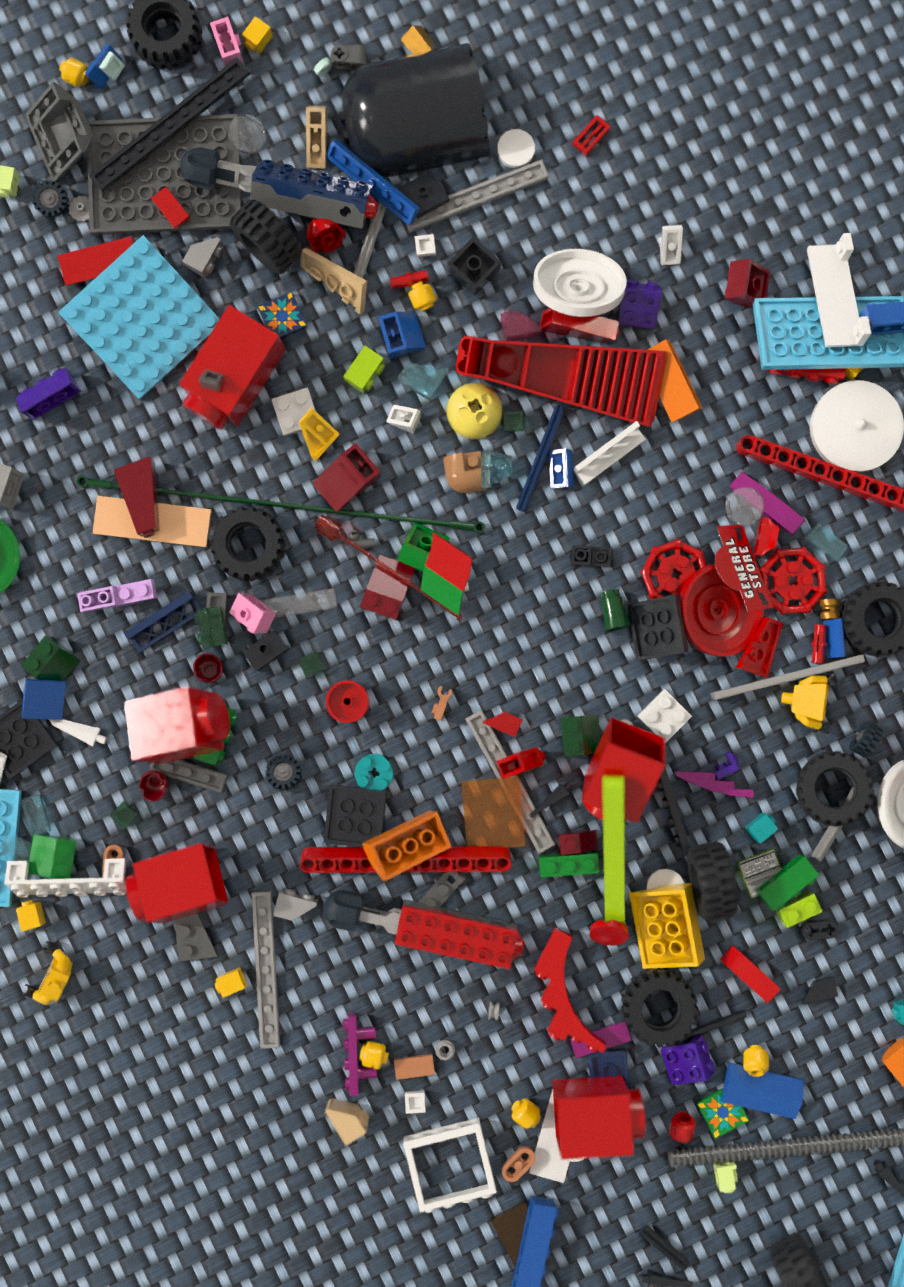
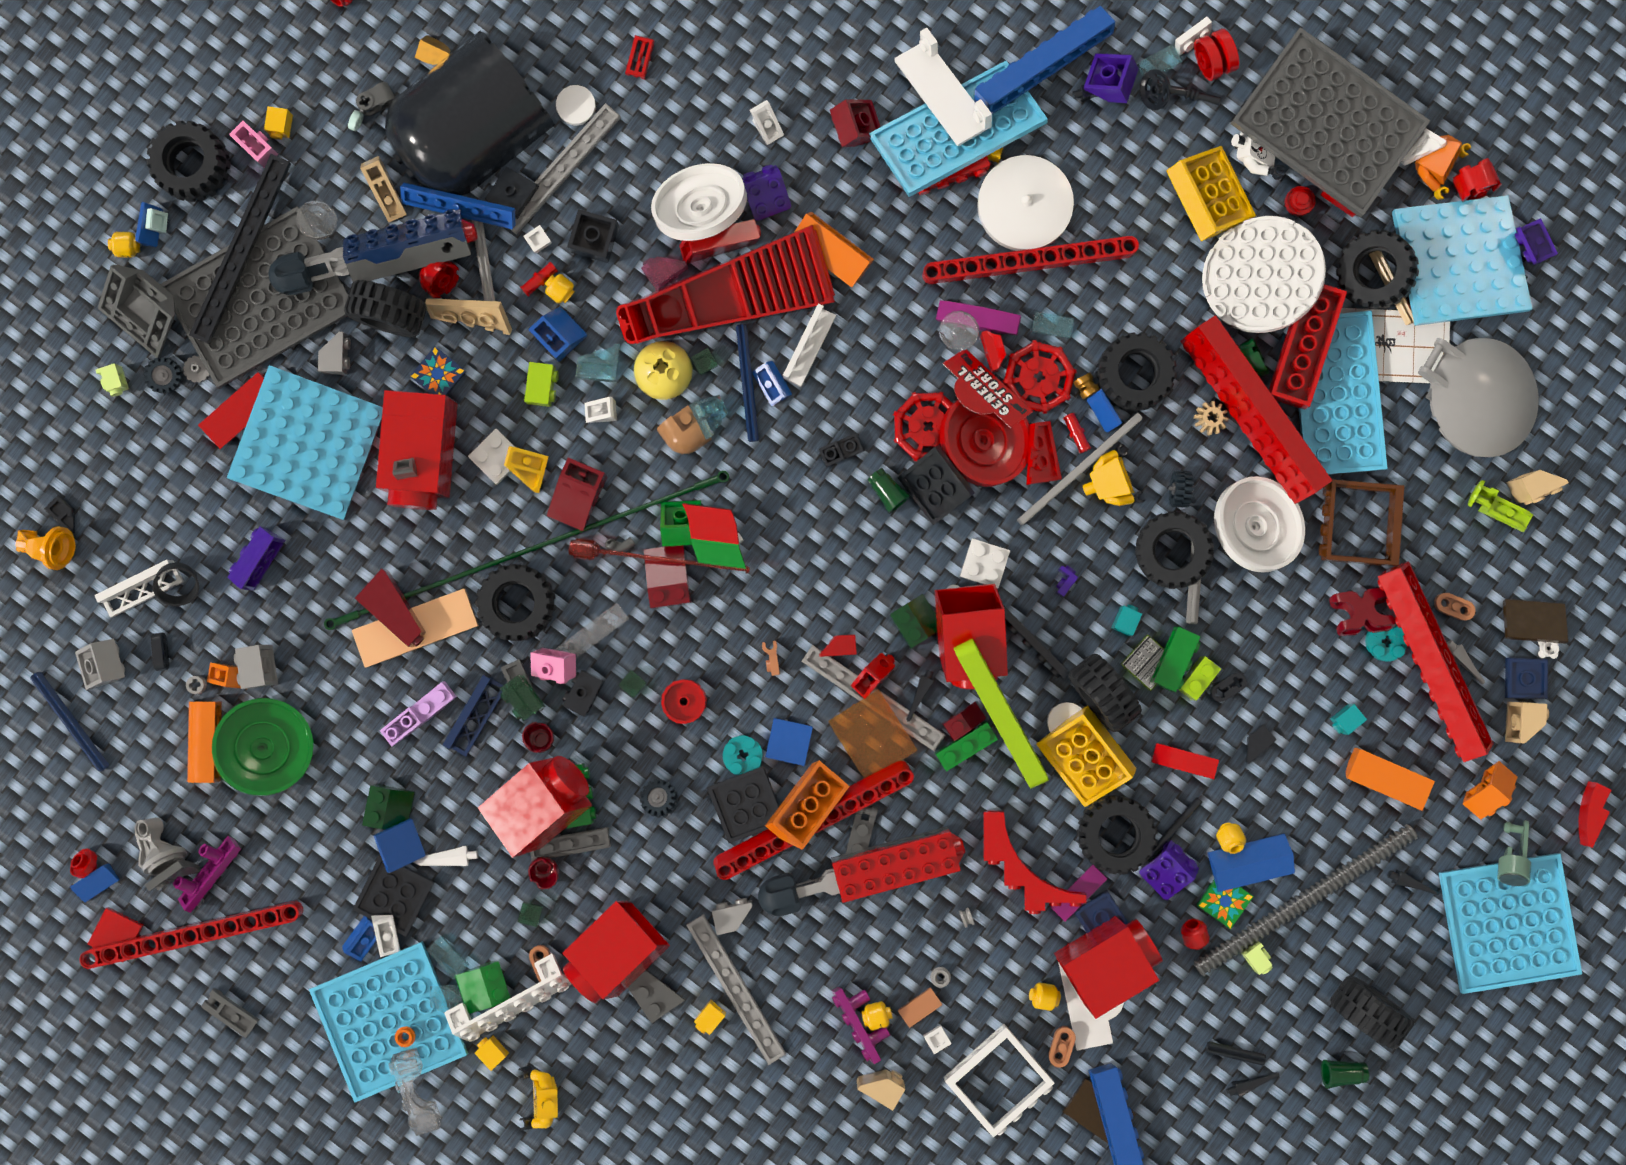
camera: 25 degrees left, 0 degrees up
(170, 208) = (281, 326): red tile -> none
(419, 782) = (789, 741): none -> blue tile
(609, 933) = (1036, 790): red tile -> none
(707, 781) = (1055, 603): magenta slope -> none
(800, 645) = (1077, 432): none -> red pin
(819, 644) = (1093, 423): red pin -> none

